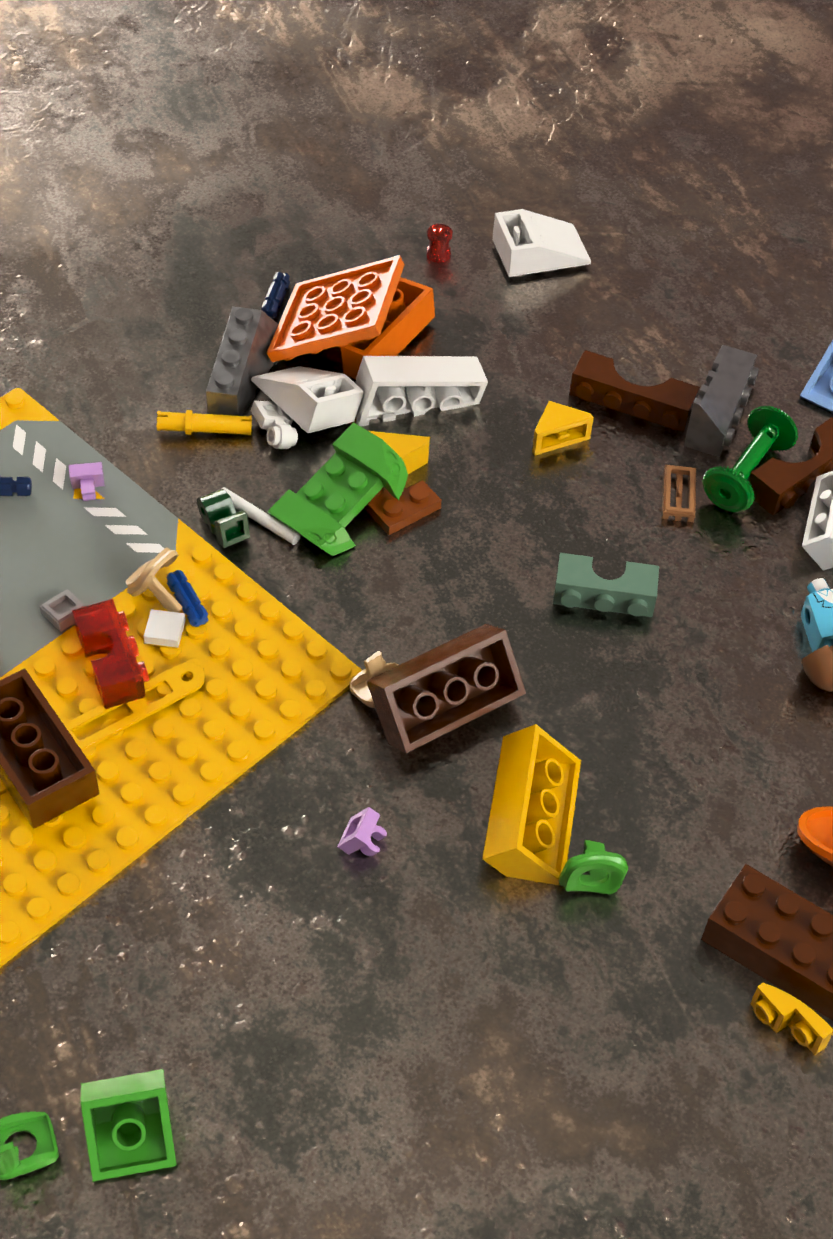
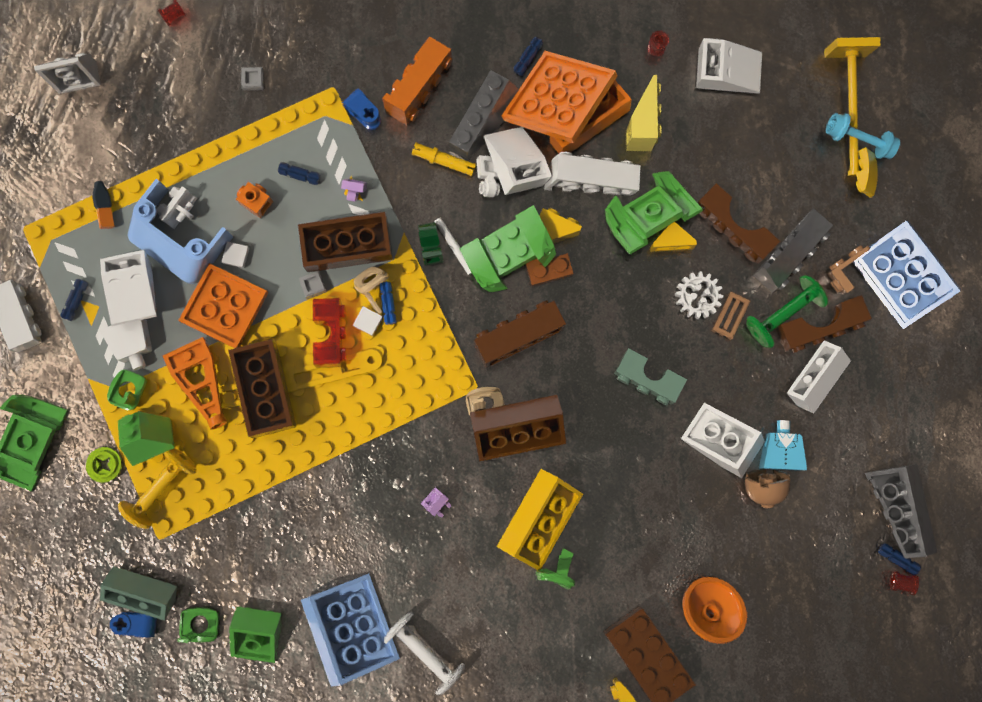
camera: 20 degrees right, 30 degrees up
(69, 397) = (361, 107): none -> blue piece
(97, 537) = (345, 242): none -> reddish brown brick
(134, 350) = (417, 81): none -> orange wedge
(288, 1063) = (349, 630): none -> light blue slope
(396, 578) = (519, 334): none -> reddish brown brick
(430, 1047) = (425, 654): none -> white hose
(462, 312) = (643, 126): none -> light yellow slope
(501, 417) = (650, 212): none -> bright green piece
(641, 478) = (702, 305): none -> white gear
(684, 188) = (852, 49): none -> yellow tile
(749, 629) = (724, 439): none -> white slope
(768, 301) = (868, 175): none -> yellow slope
(775, 270) = (885, 146): none -> medium azure piece
(797, 398) = (839, 281): none -> medium nougat bracket

